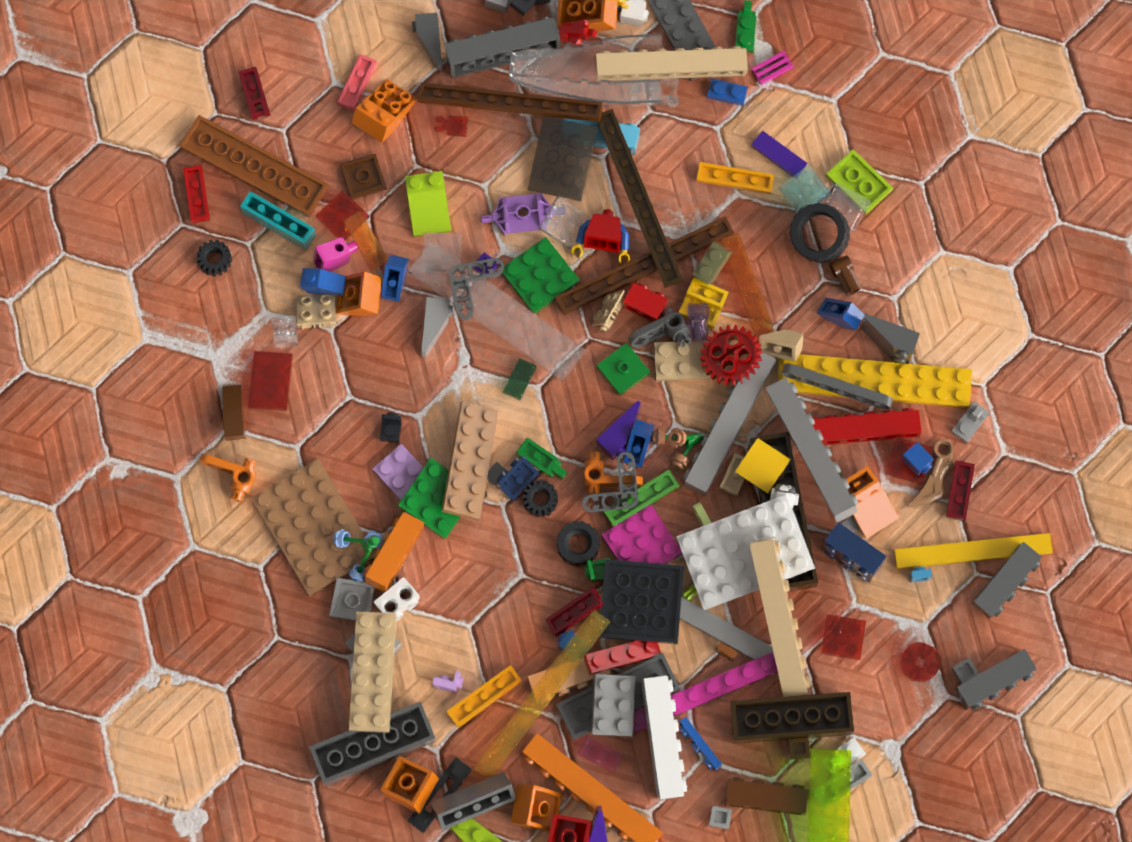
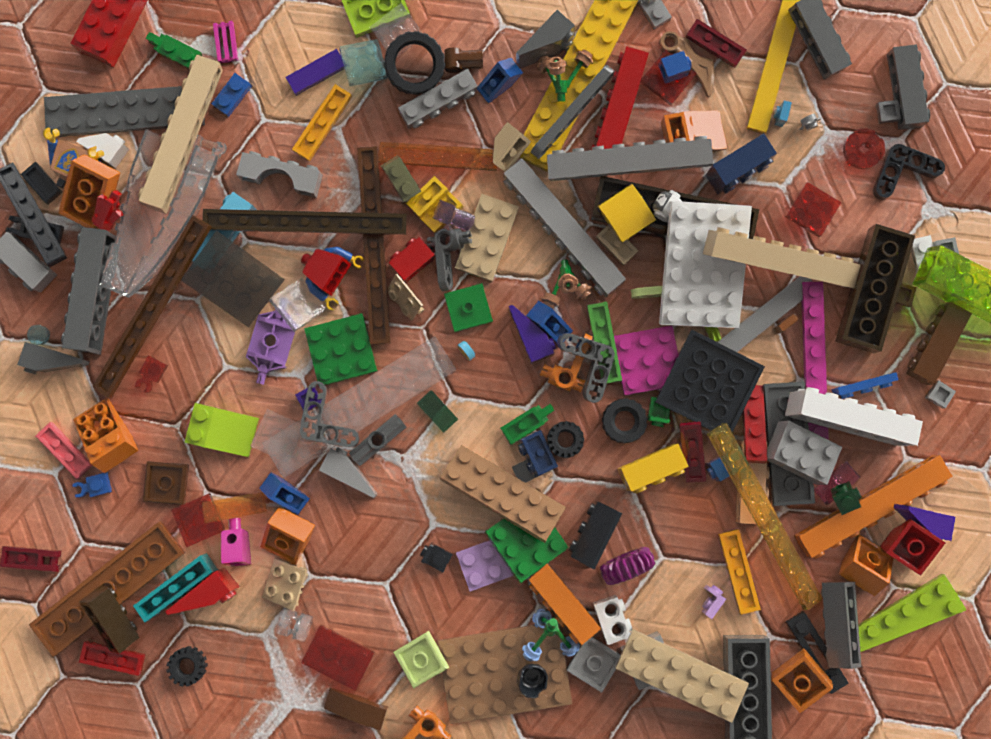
camera: 65 degrees left, 10 degrees up
(231, 177) = (110, 619): none -> dark brown brick
(287, 249) = (216, 588): none -> red slope
(296, 450) = (421, 659): none -> yellowish green tile
(317, 547) = (532, 680): none -> black hair
(322, 282) = (259, 567): blue slope -> none
(337, 120) = (95, 485): none -> blue plate
(447, 20) = (38, 334): none -> clear light blue tile
(449, 592) = (627, 566): none -> magenta gear
(466, 555) = (594, 534): none -> black slope
(484, 342) = (367, 448): none -> dark grey piece
(545, 580) = (653, 468): none -> yellow brick
(584, 381) = (466, 350): none -> medium azure tile
(588, 760) = (846, 497): none -> dark green brick
(669, 139) = (256, 168): none -> light grey arch
(741, 367) = (518, 193): red gear -> none
(799, 267) = (437, 99): none -> light grey brick
(869, 352) = (556, 66): none -> plant
(920, 699) = (899, 163): none -> black beam
(923, 603) = (809, 122): none -> light grey plate

